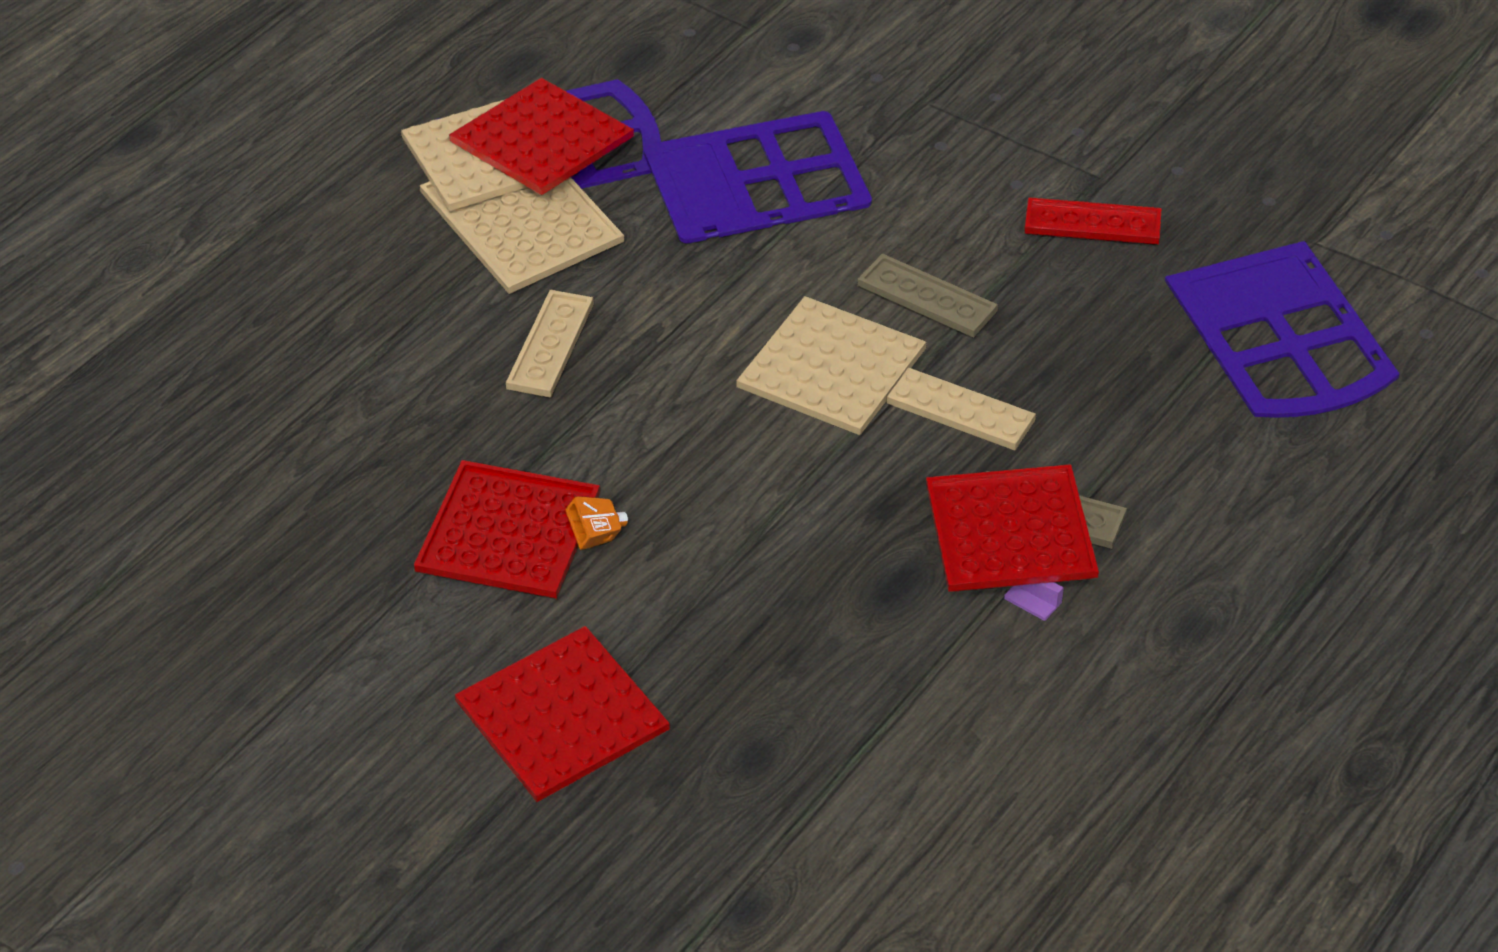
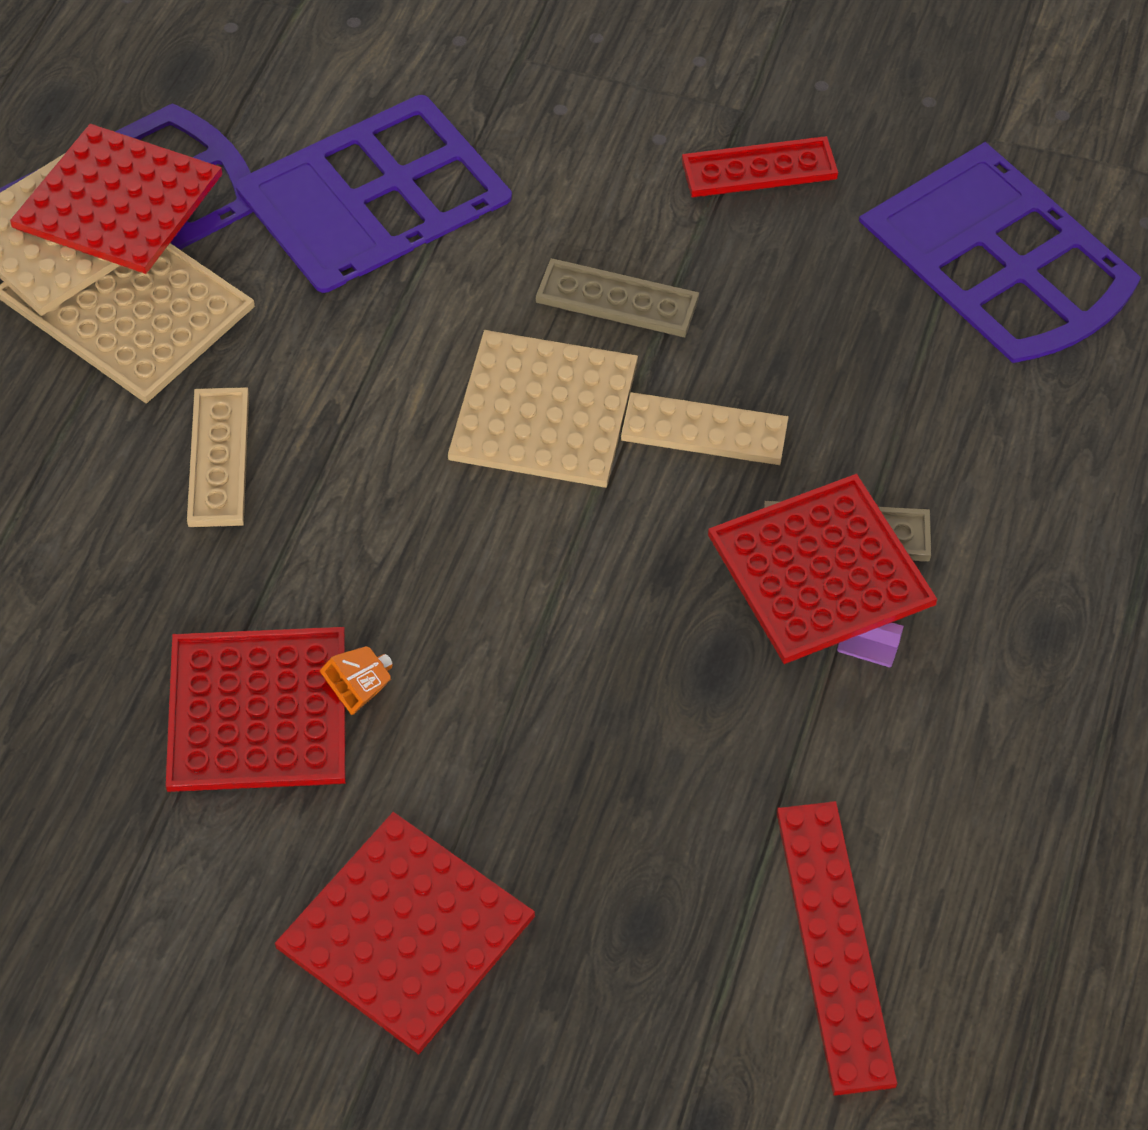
camera: 20 degrees left, 10 degrees up
(906, 811) = (836, 949): none -> red plate

